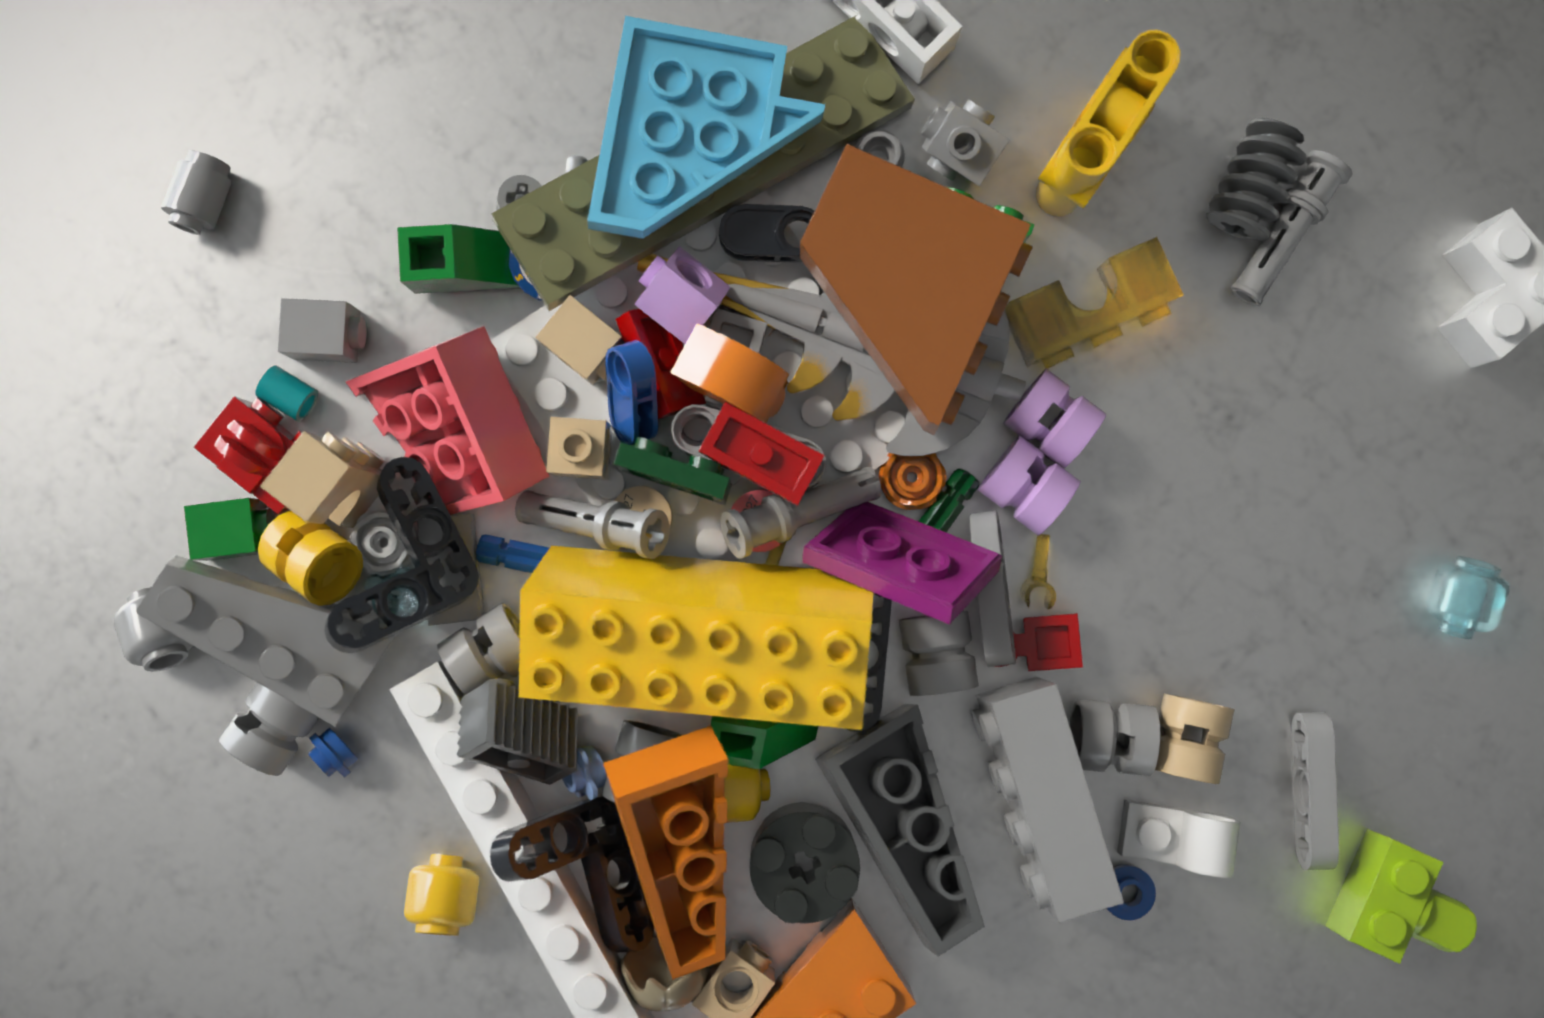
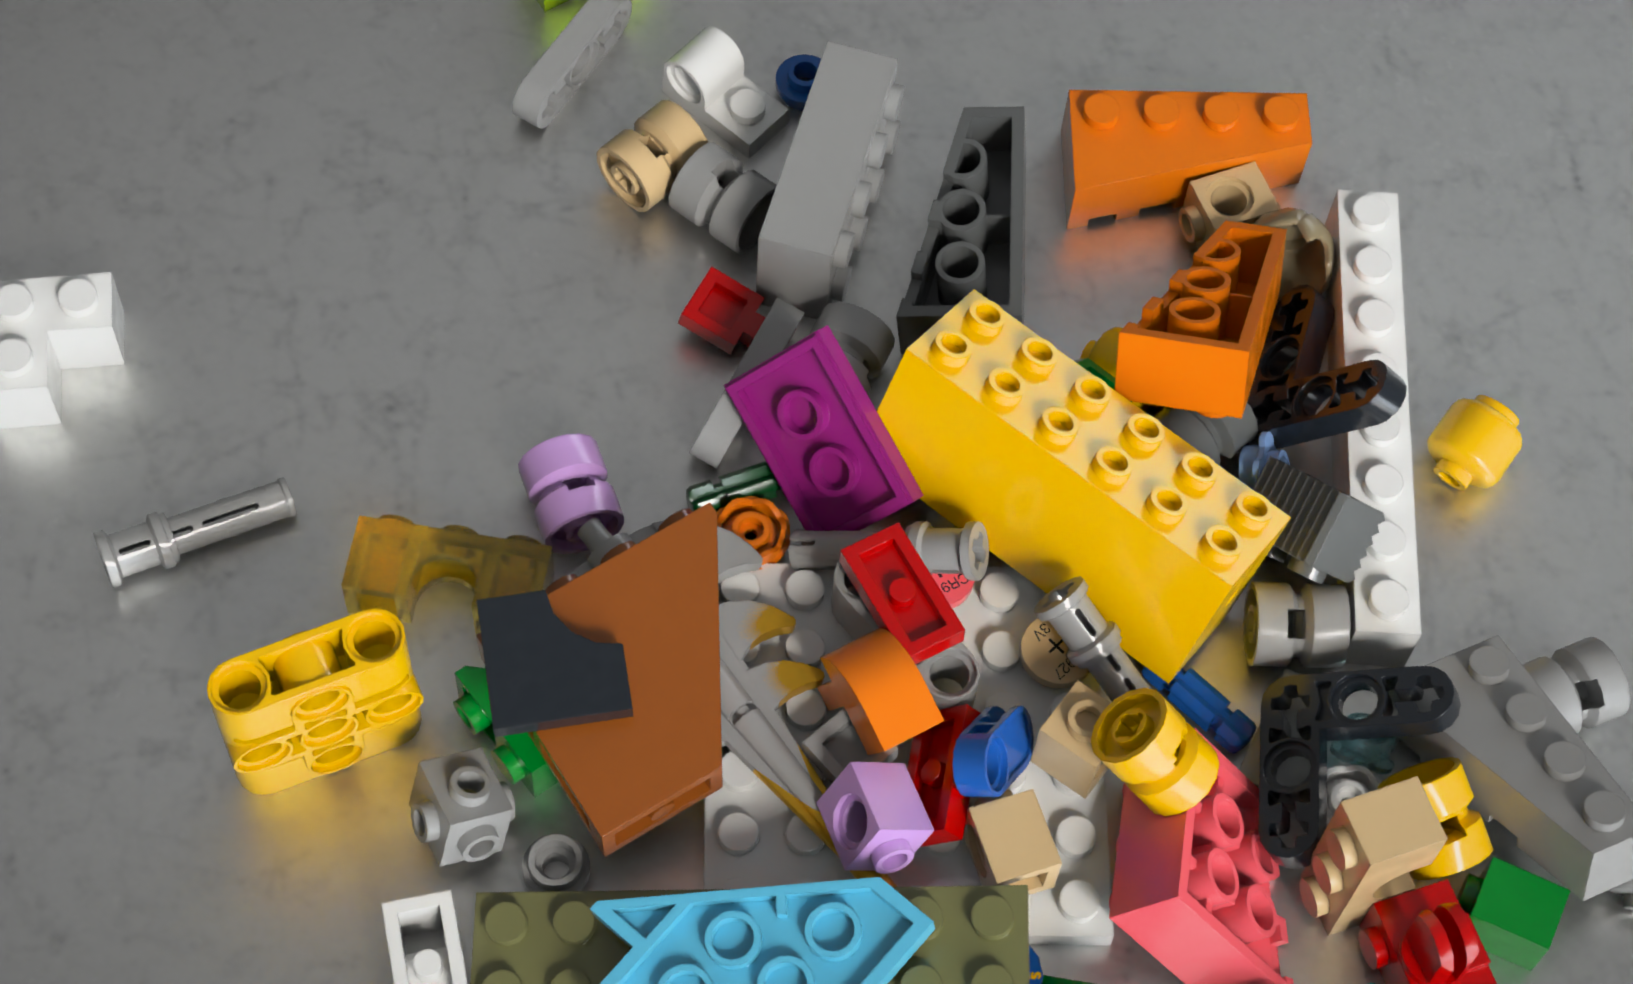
camera: 145 degrees left, 25 degrees down
(331, 753) = (1518, 631): blue plate -> none
(512, 446) = (1155, 752): none -> yellow wheel
(654, 463) = (1008, 647): dark green plate -> none
(757, 232) = (744, 849): black piece -> none
(790, 891) = (1094, 265): pearl dark grey brick -> none
(964, 222) = (543, 671): none -> black tile
(1029, 485) = (642, 450): lavender wheel -> none
(1039, 574) = (694, 375): clear yellow hand -> none
(1255, 179) = (193, 582): dark grey piece -> none
(1467, 597) = (304, 119): clear light blue head -> none

